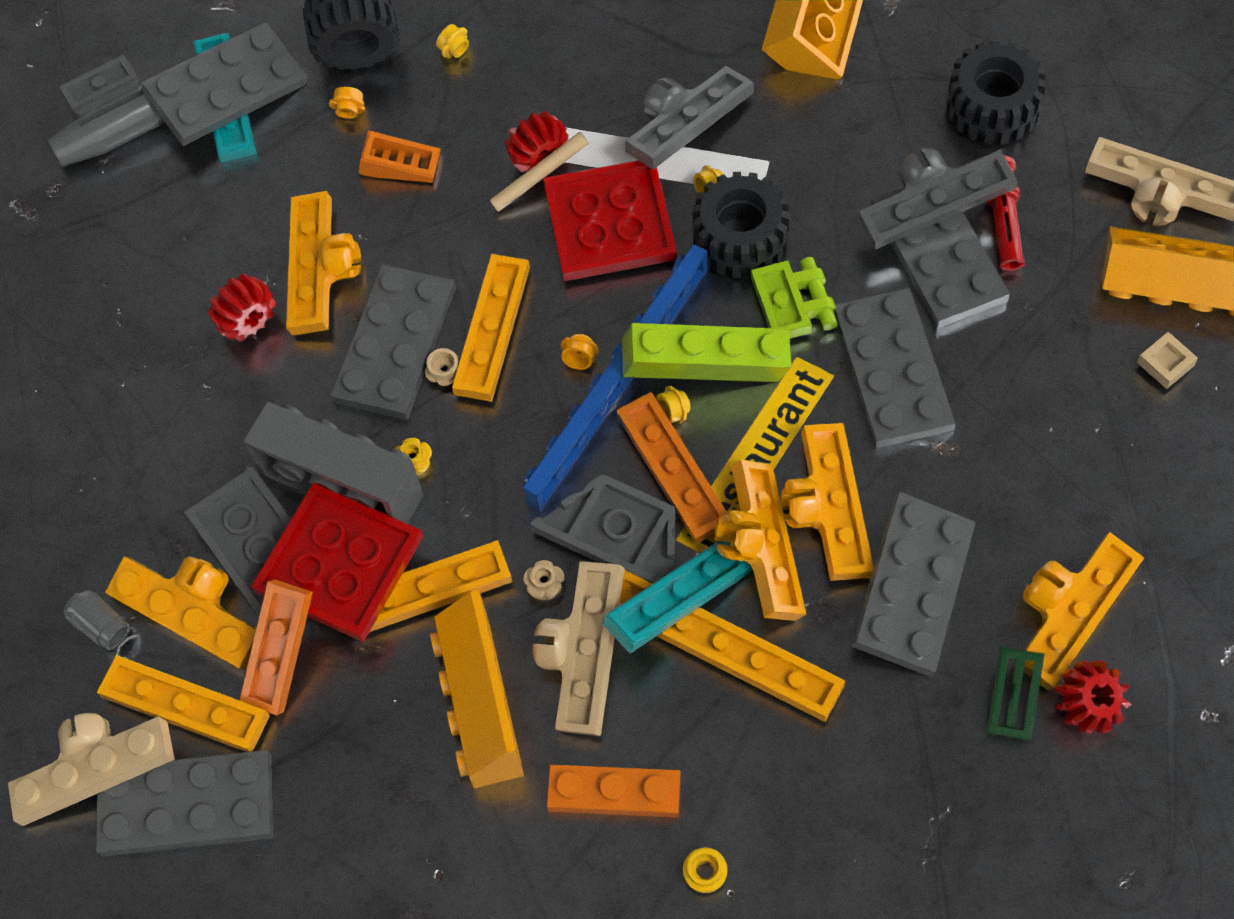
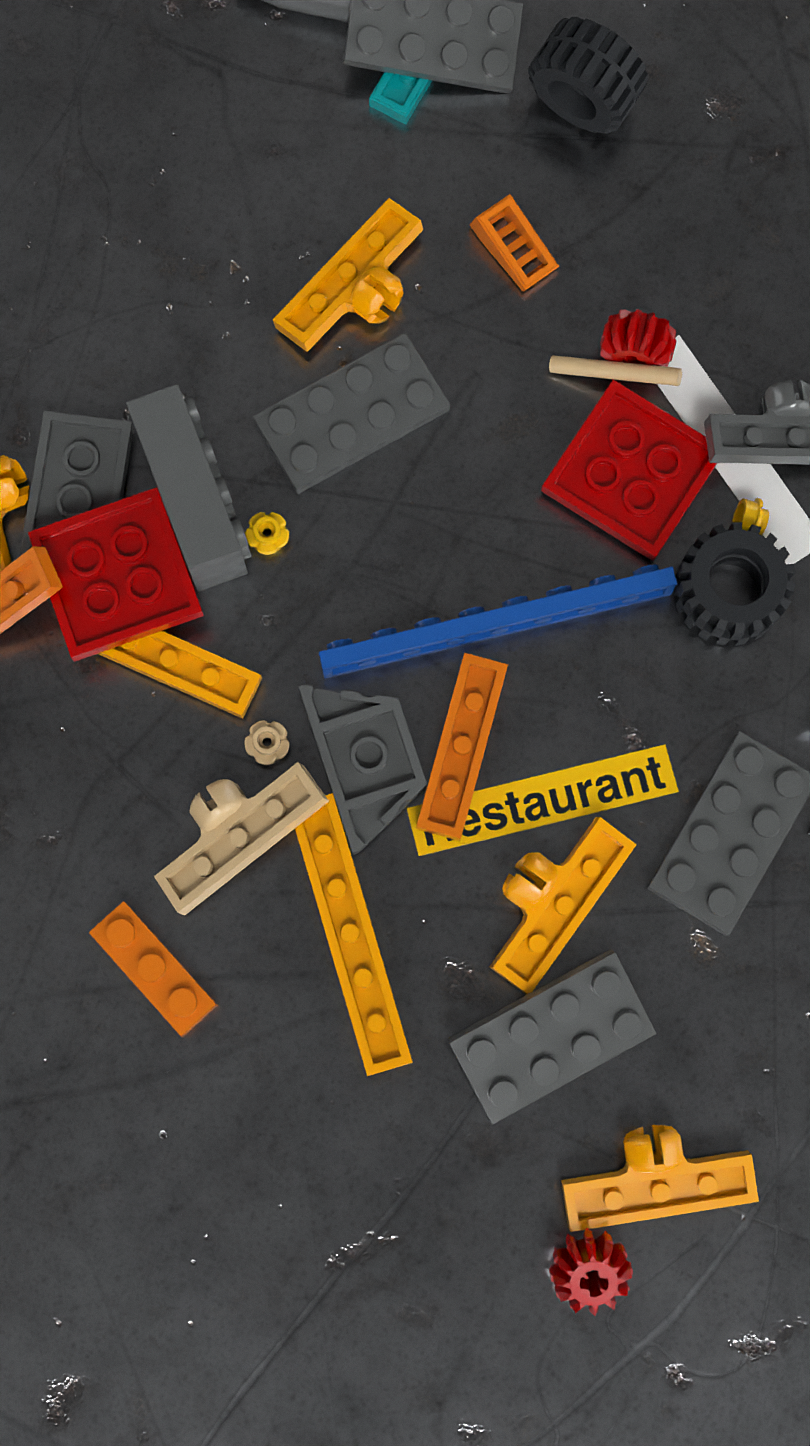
camera: 35 degrees right, 15 degrees up
(241, 307) = (251, 267): red gear -> none
(347, 102) = (521, 147): light orange plate -> none
(438, 359) = (371, 466): tan plate -> none
(452, 41) = (667, 170): yellow plate -> none
(477, 693) = (122, 789): light orange slope -> none
(491, 328) = (439, 477): light orange plate -> none
(579, 351) = (488, 568): light orange plate -> none
(673, 597) = (350, 863): teal tile -> none
(674, 404) = (516, 692): yellow plate -> none
(701, 857) = (143, 1105): yellow plate -> none
(706, 352) = (581, 677): lime brick -> none
(762, 540) = (468, 880): light orange plate -> none
(782, 301) = (699, 686): lime plate -> none
(1009, 728) = (564, 1185): dark green tile -> none

